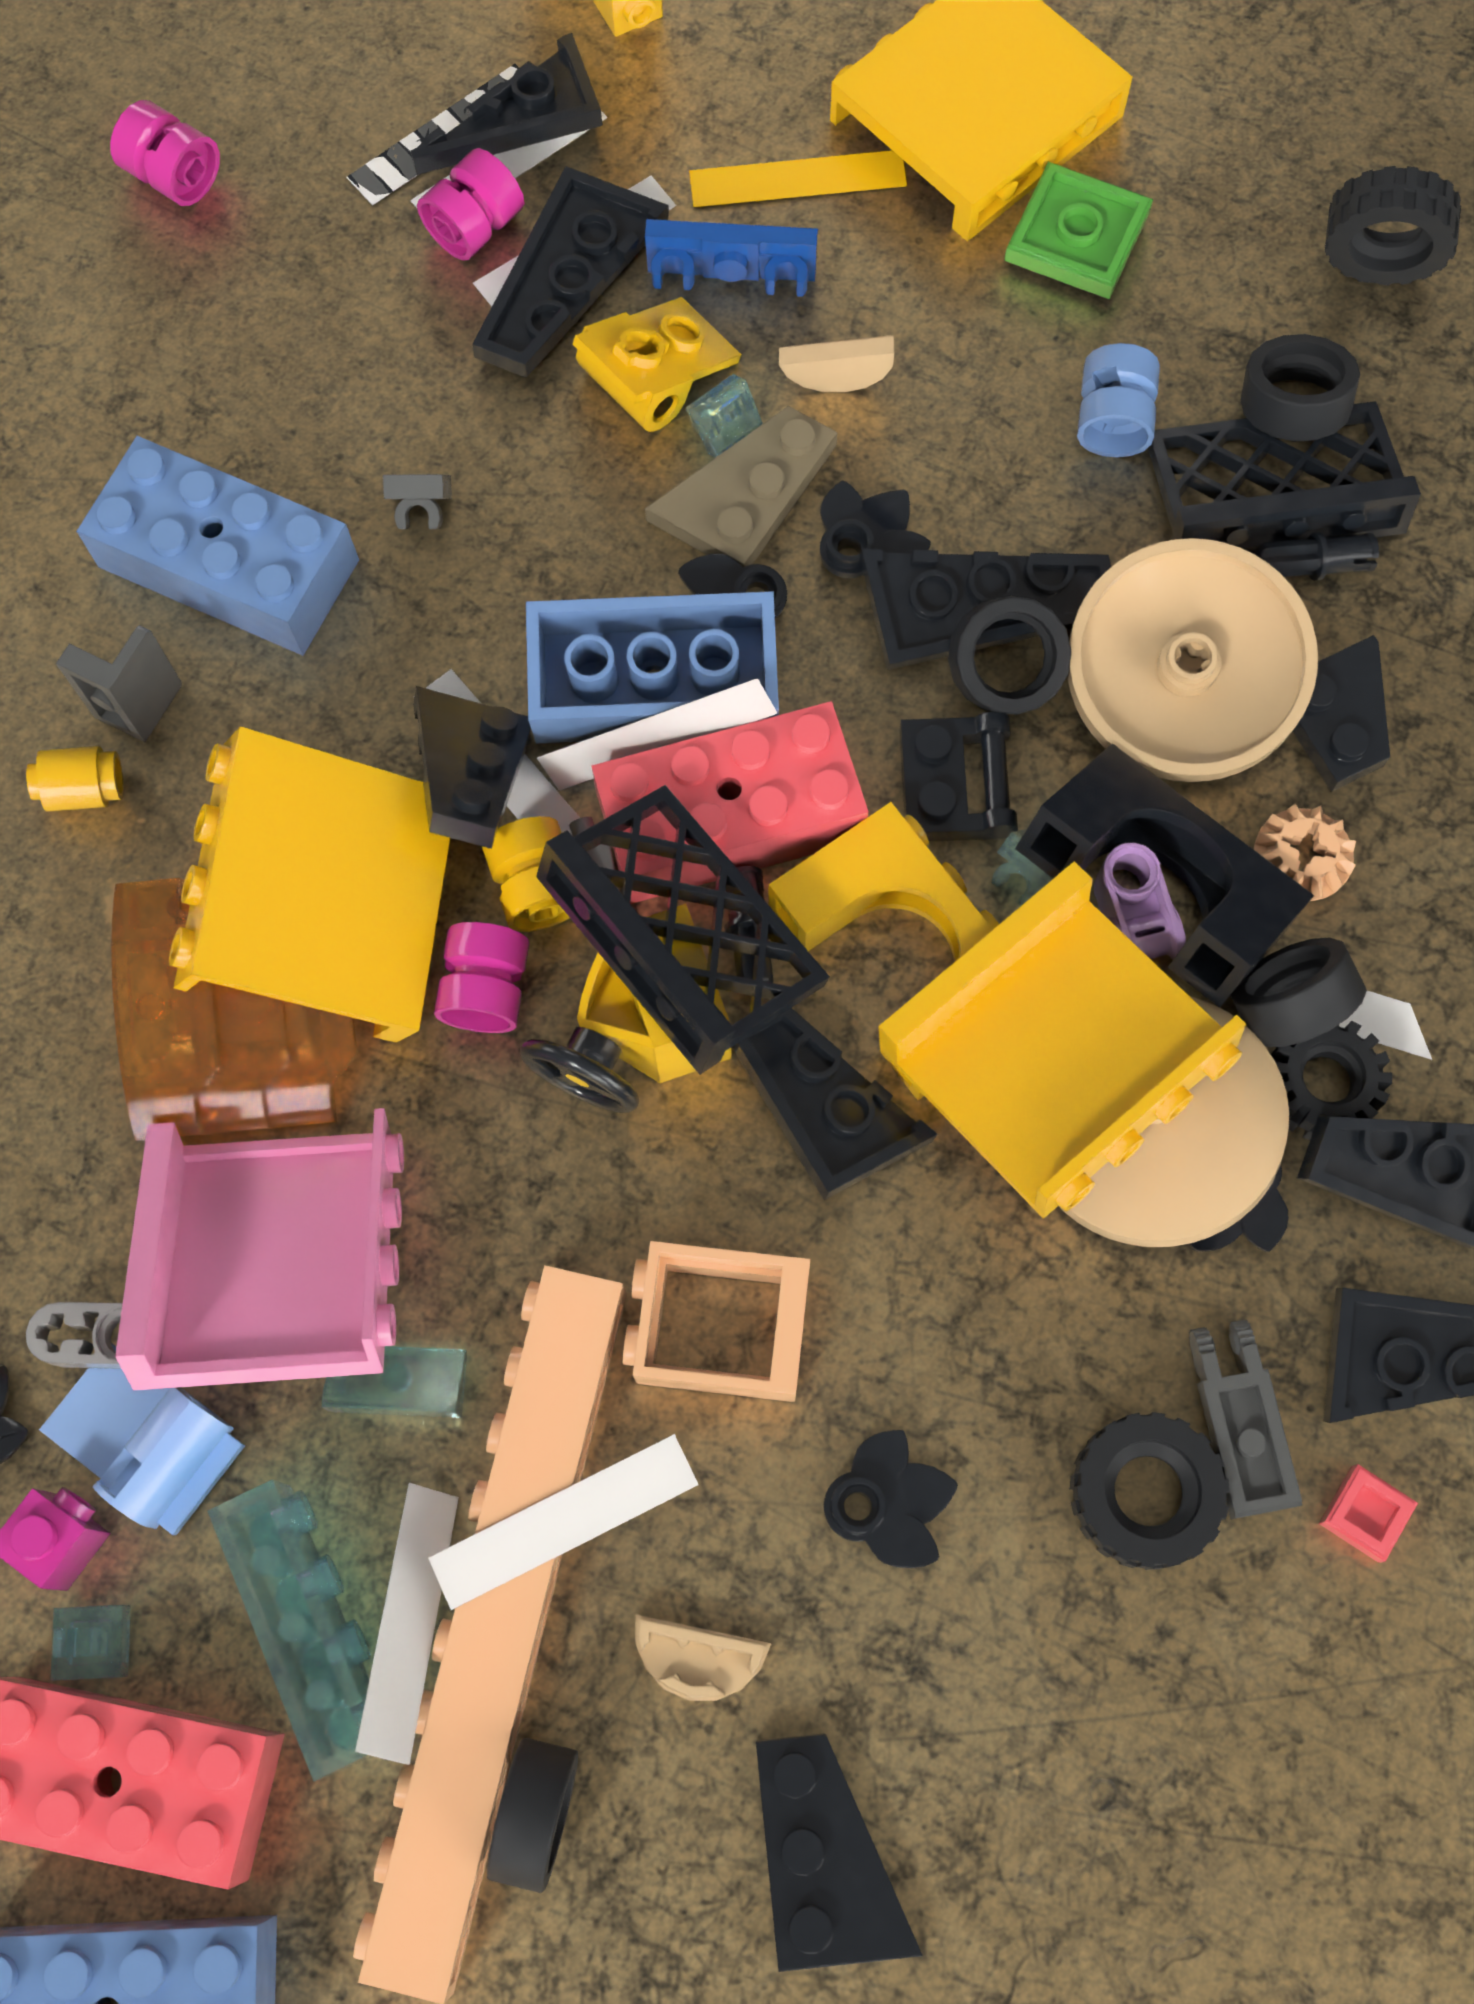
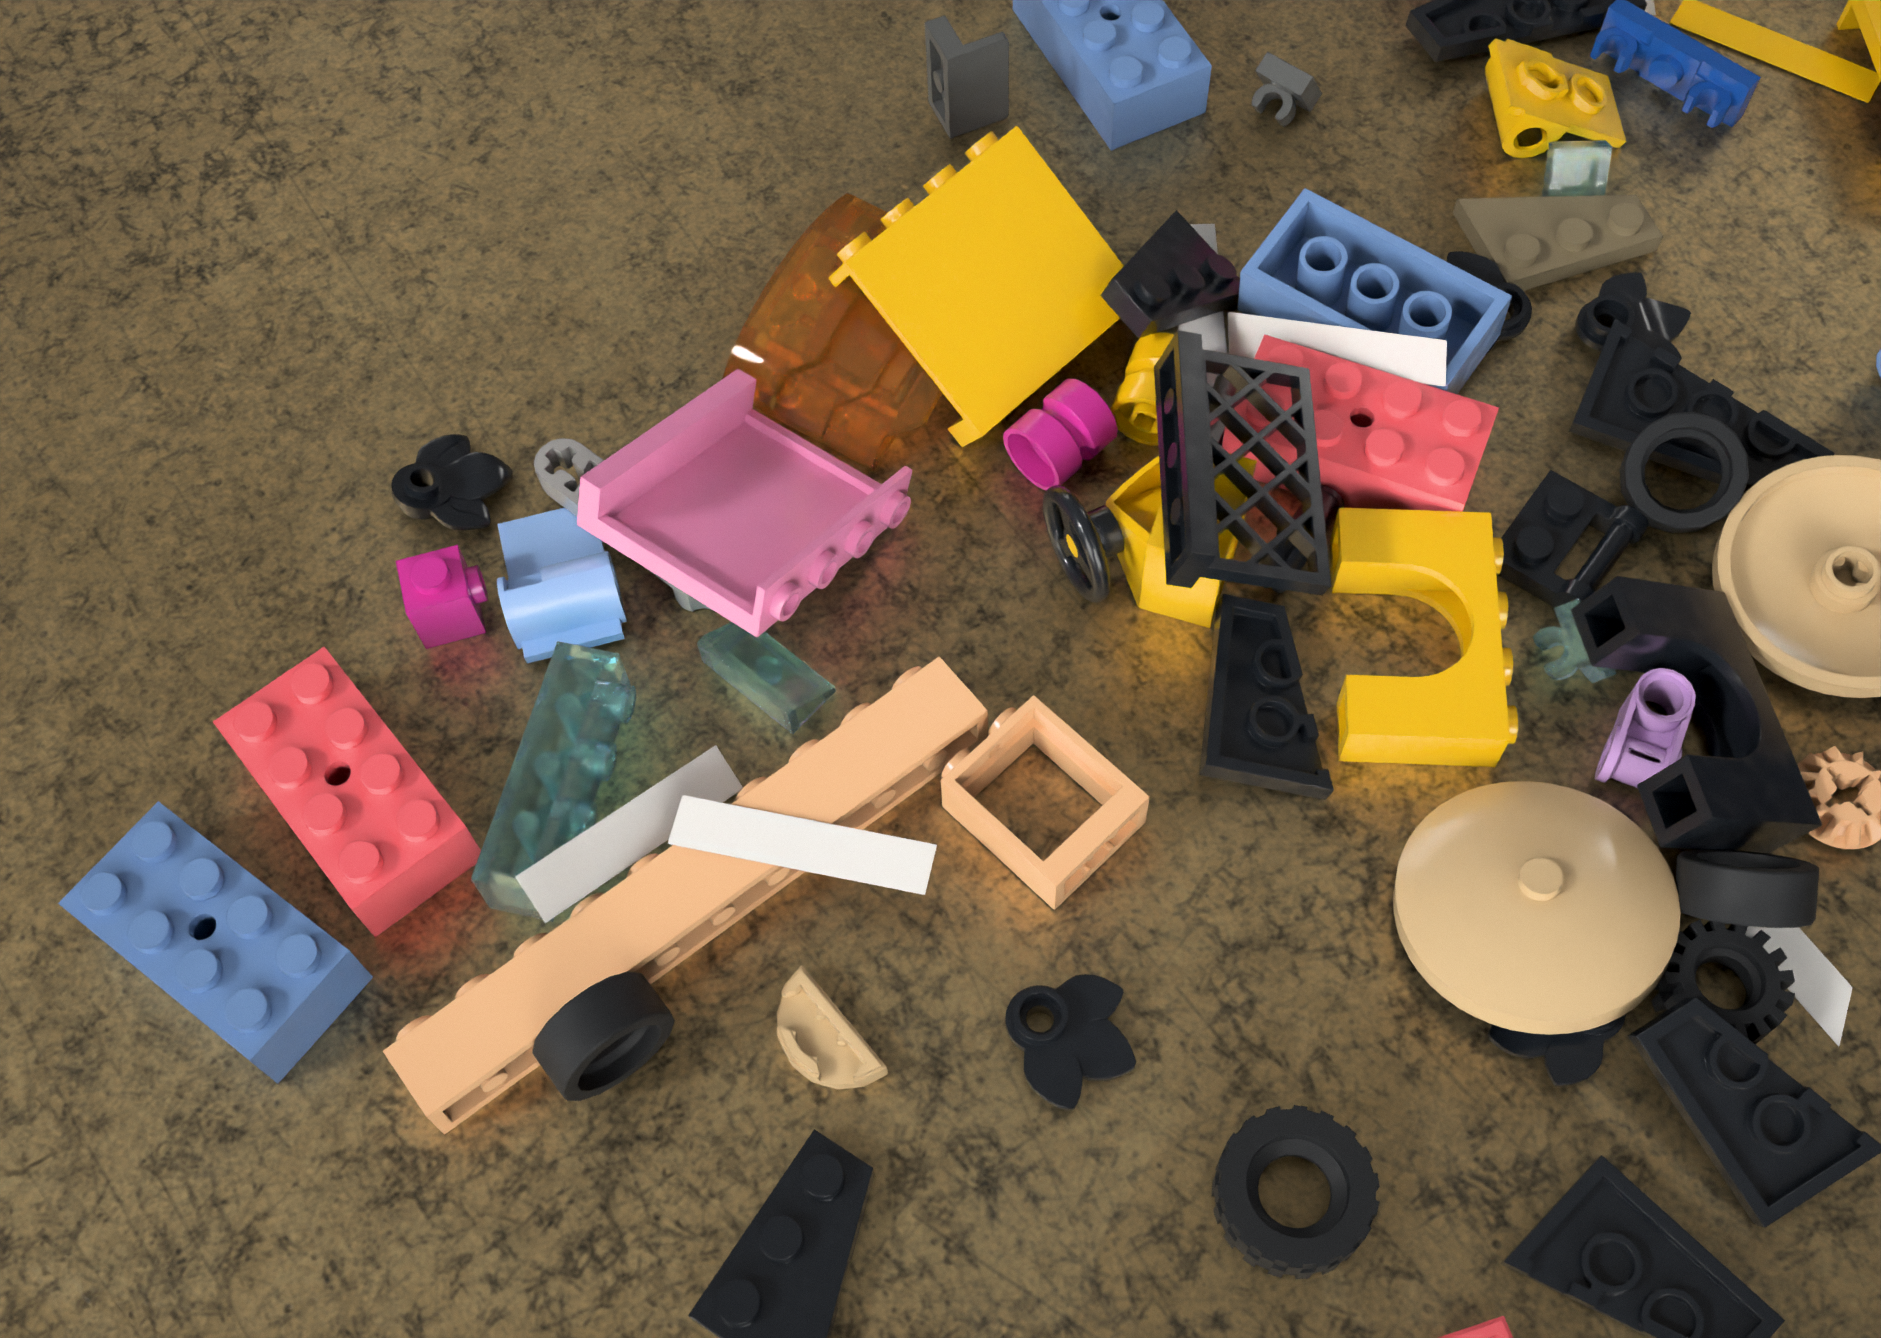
camera: 40 degrees right, 10 degrees down
(75, 778) = (881, 125): yellow brick -> none
(90, 1642) = (410, 690): clear light blue tile -> none
(838, 364) = (1702, 187): tan tile -> none
(1056, 1044) = (1490, 769): yellow panel -> none
(1245, 1425) = (1421, 1209): dark grey hinge -> none

